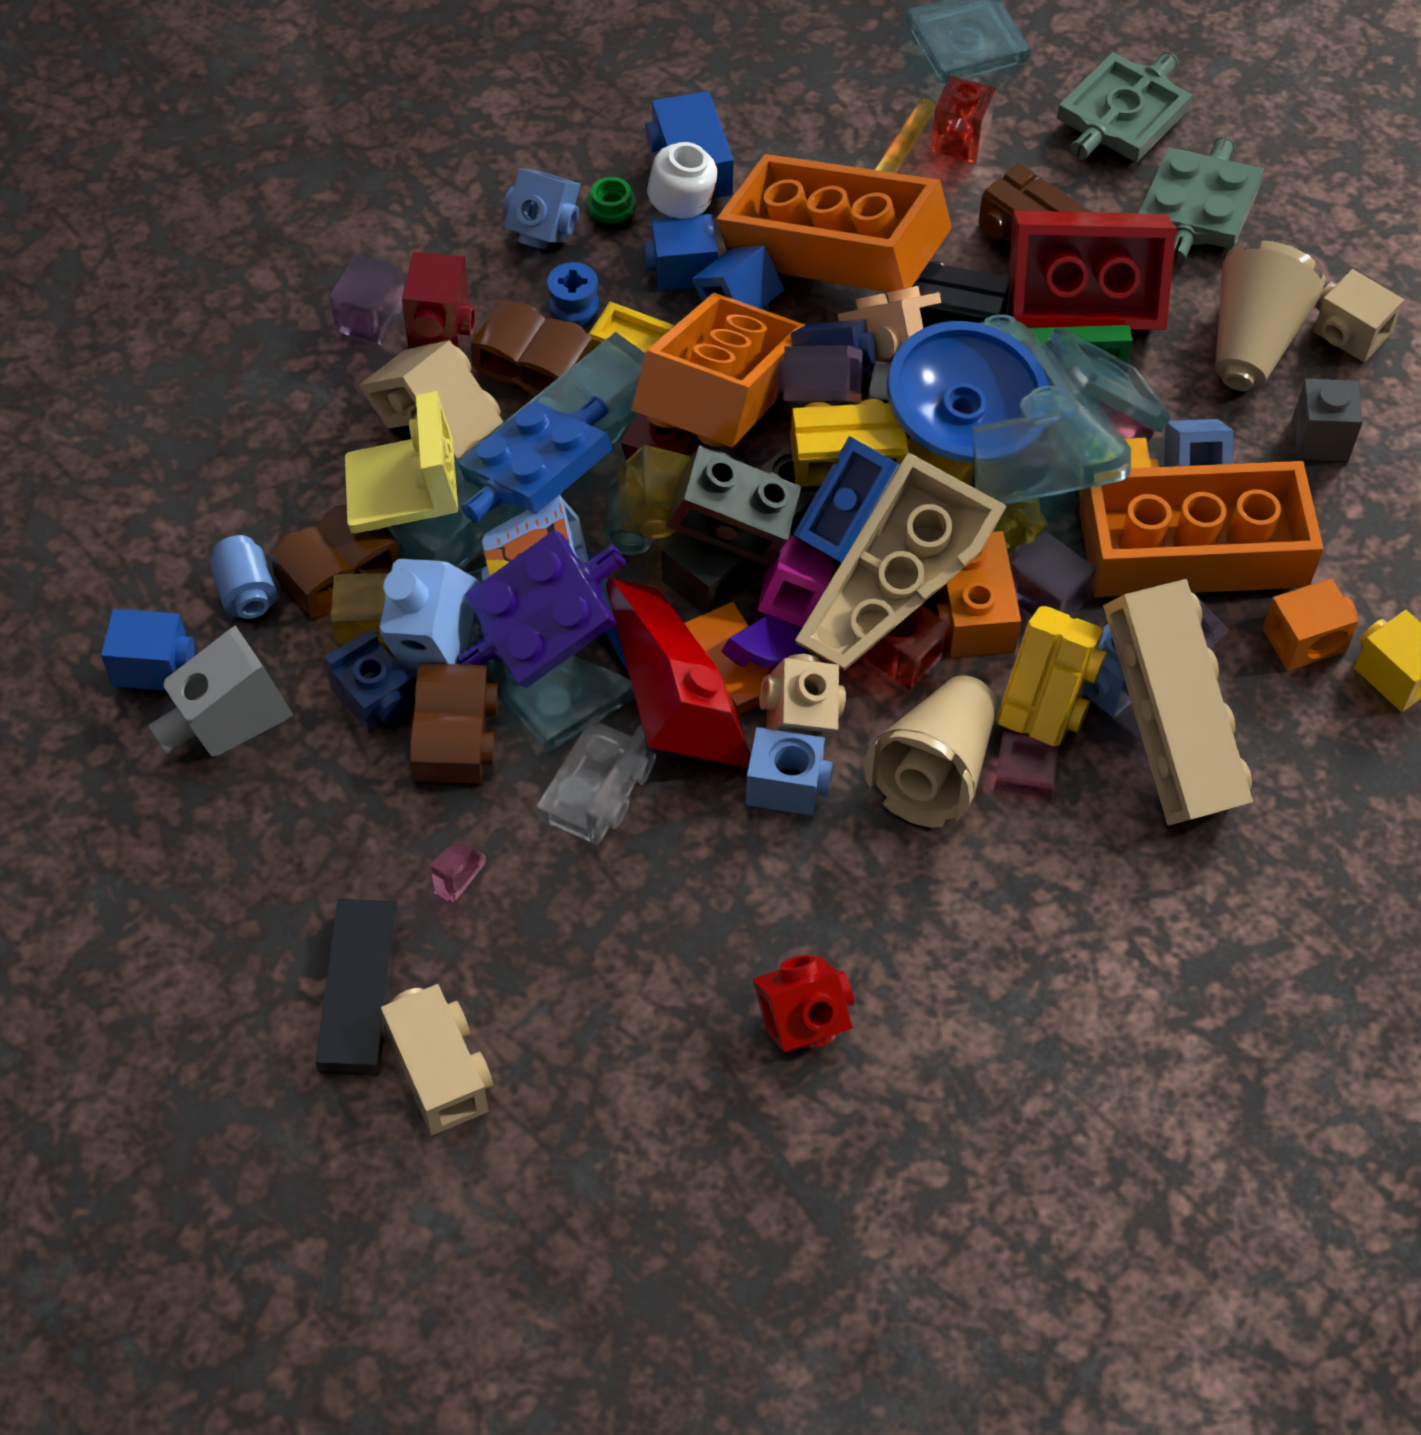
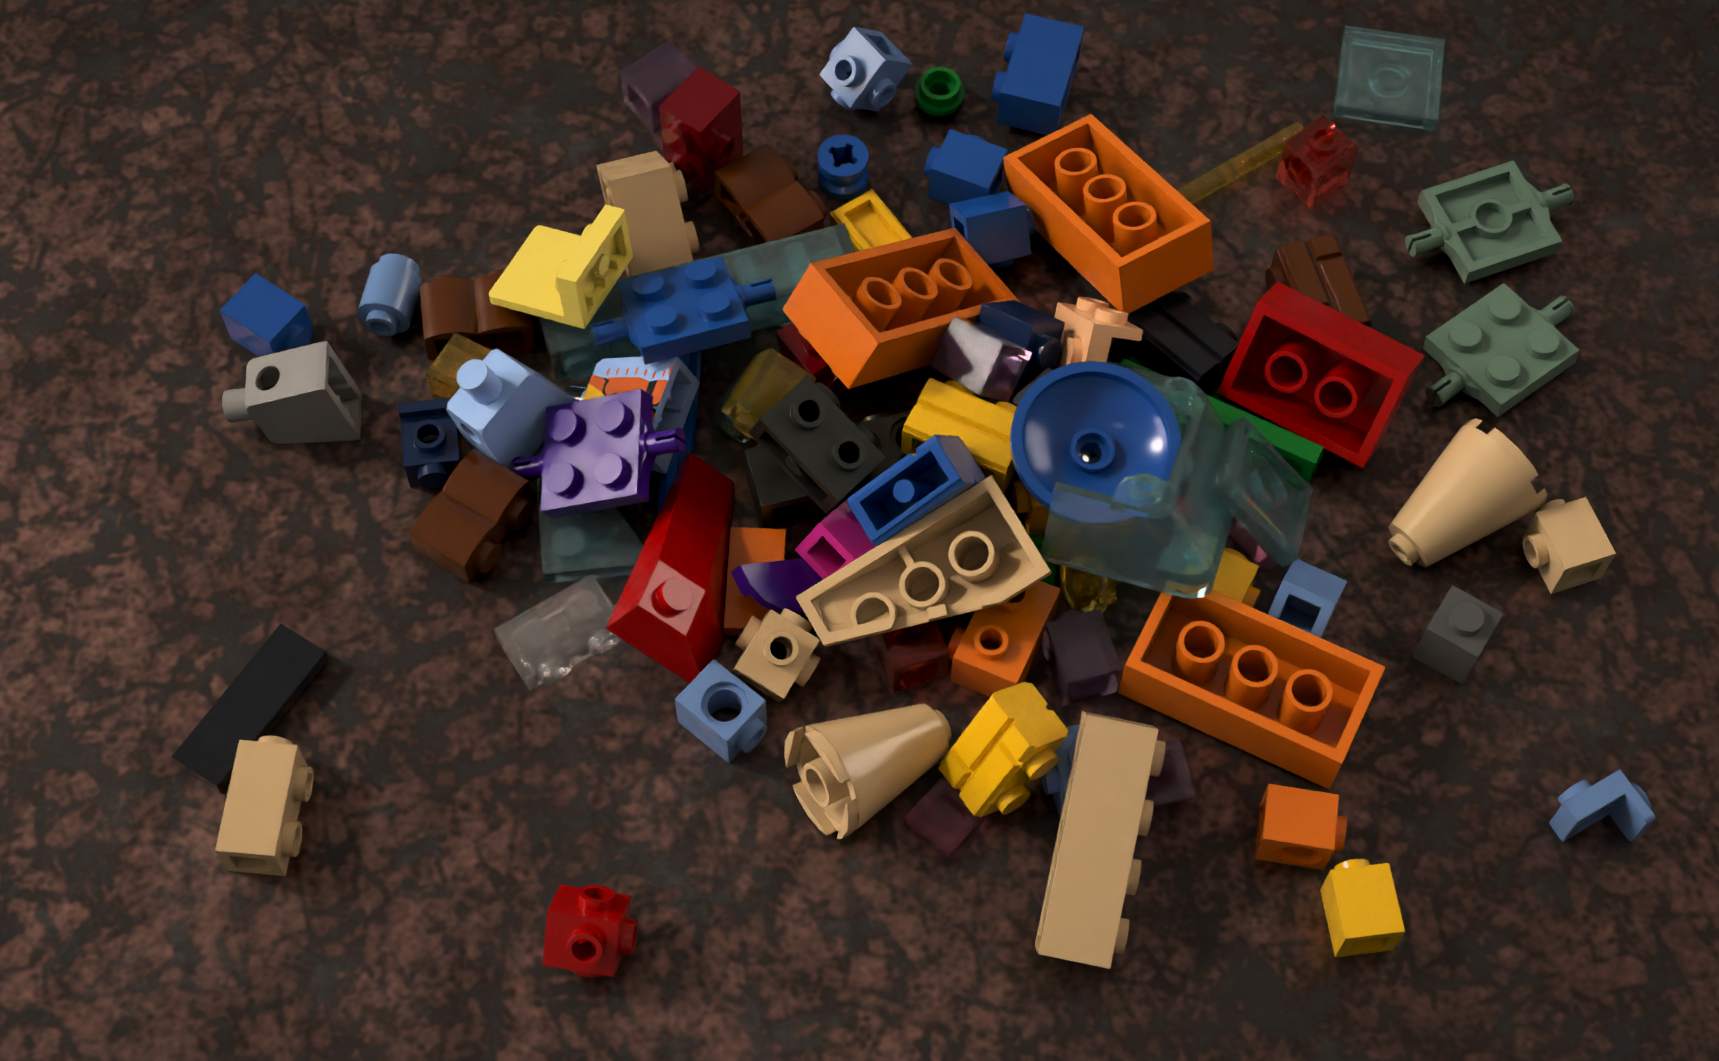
camera: 30 degrees right, 5 degrees up
(456, 869) = (394, 648): clear pink tile -> none
(682, 180) = (994, 106): white head -> none

